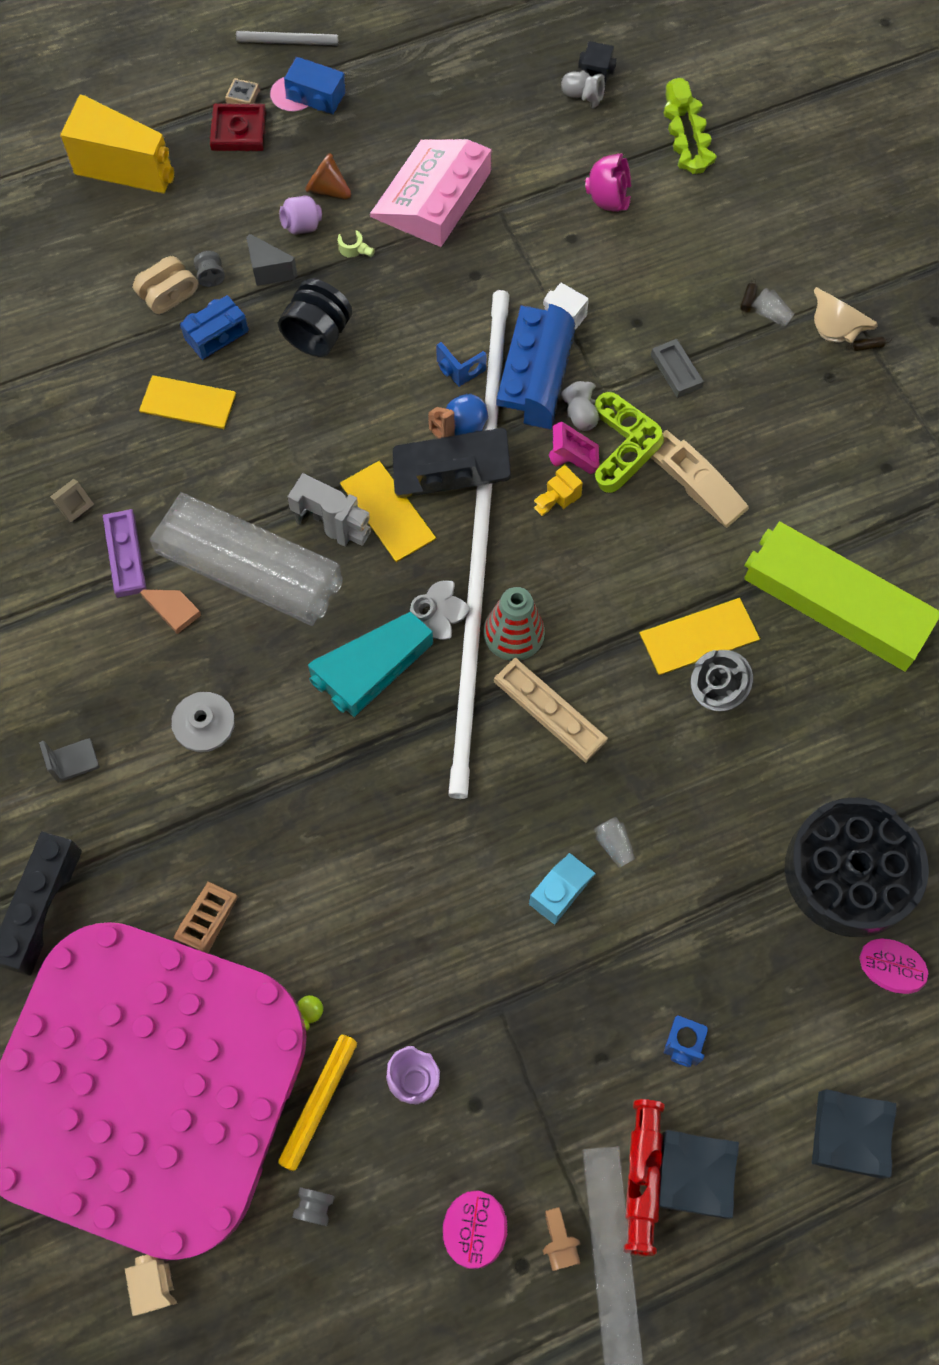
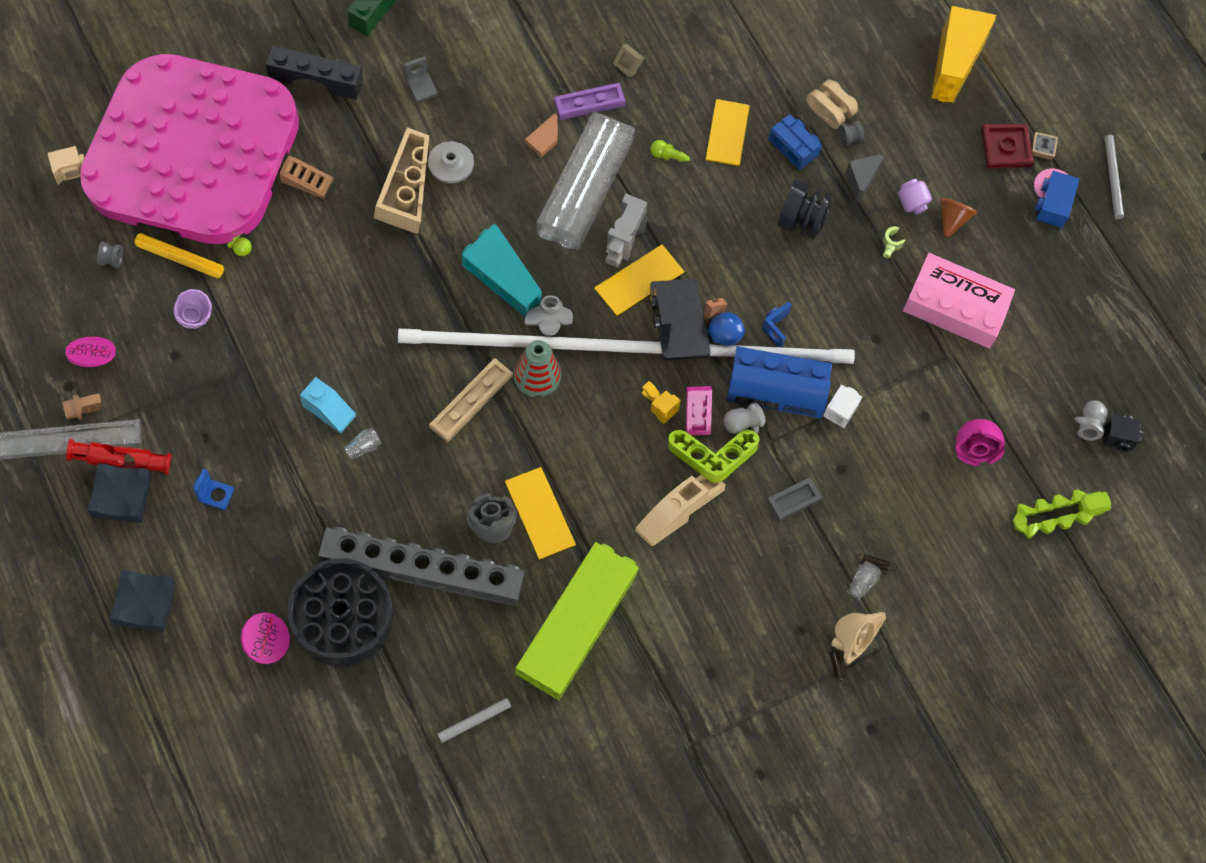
camera: 80 degrees right, 0 degrees up
(205, 475) = (661, 150): none -> lime bar
(232, 778) = (404, 187): none -> tan wedge
(810, 670) = (431, 577): none -> dark grey brick

